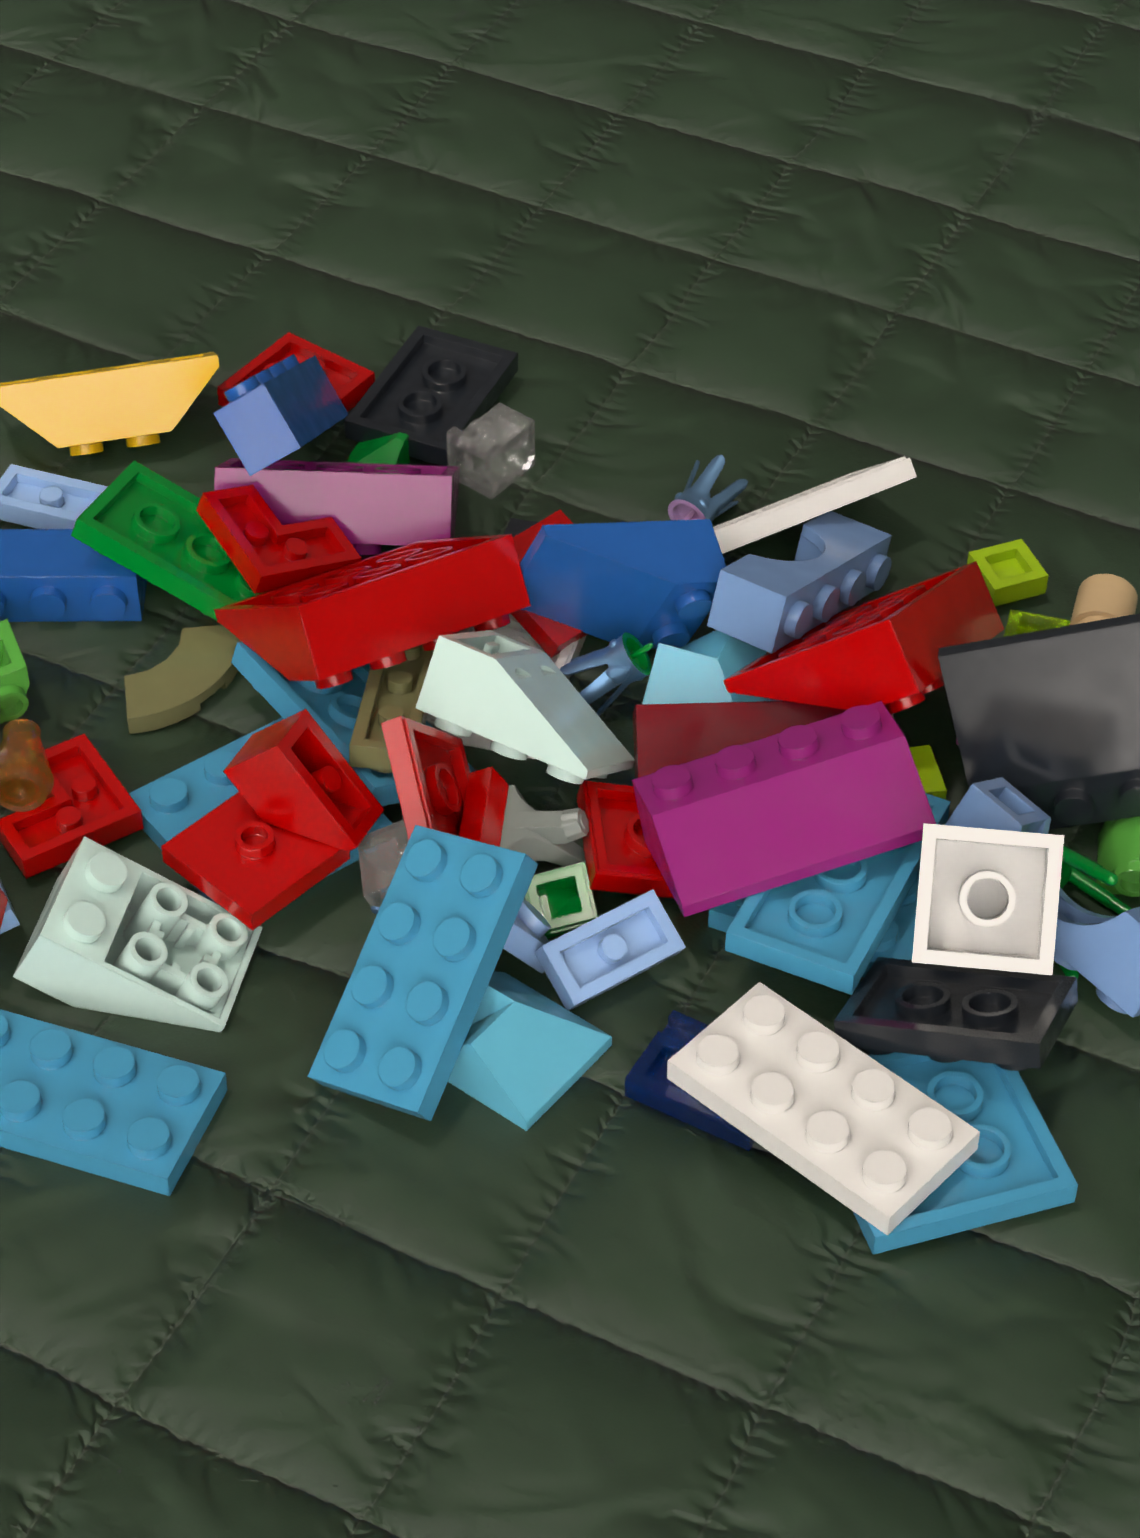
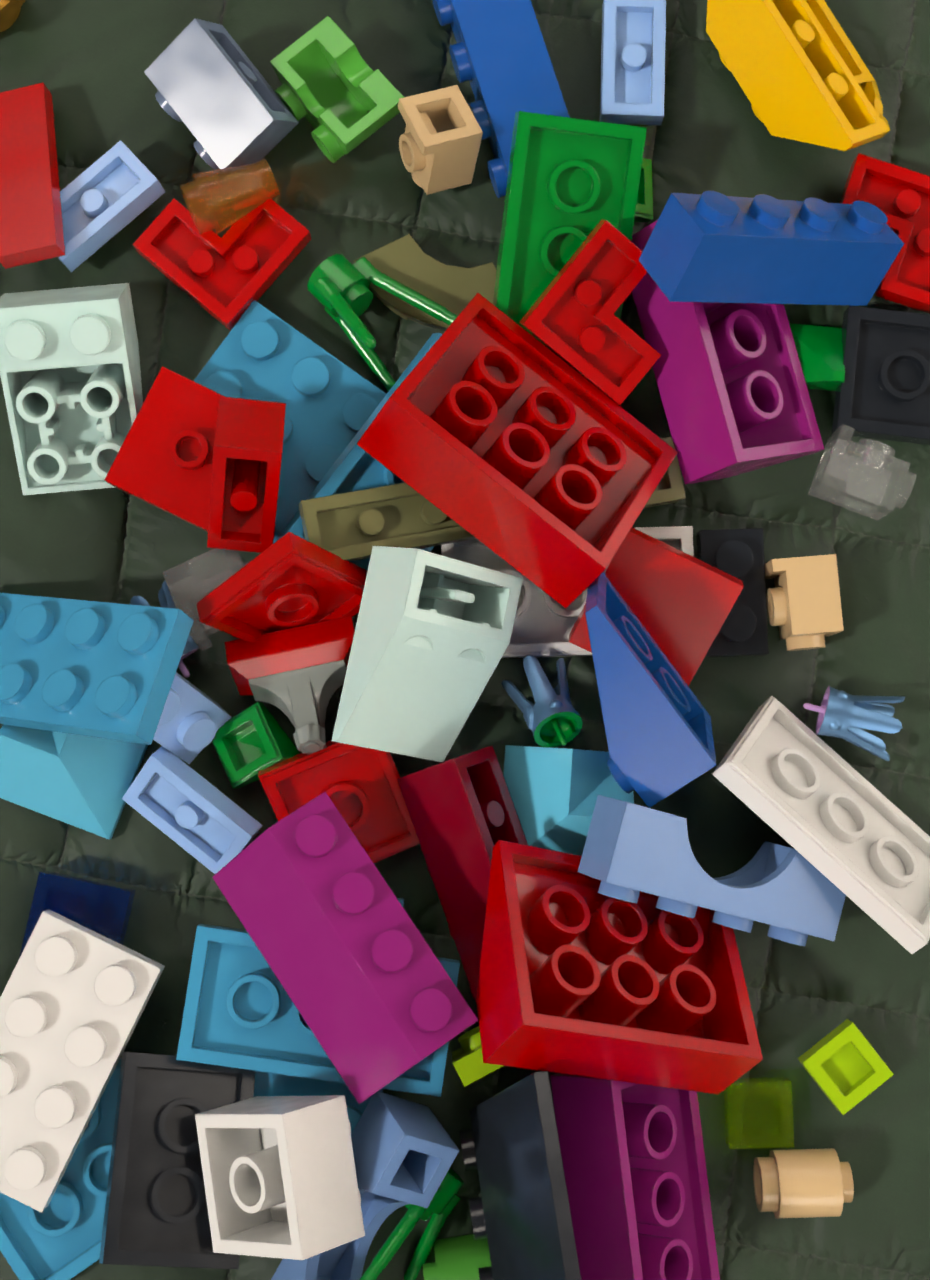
camera: 70 degrees right, 40 degrees up
(59, 606) = (439, 139): none -> tan brick
(154, 717) = (346, 296): none -> green plant
(587, 493) = (804, 600): none -> tan brick

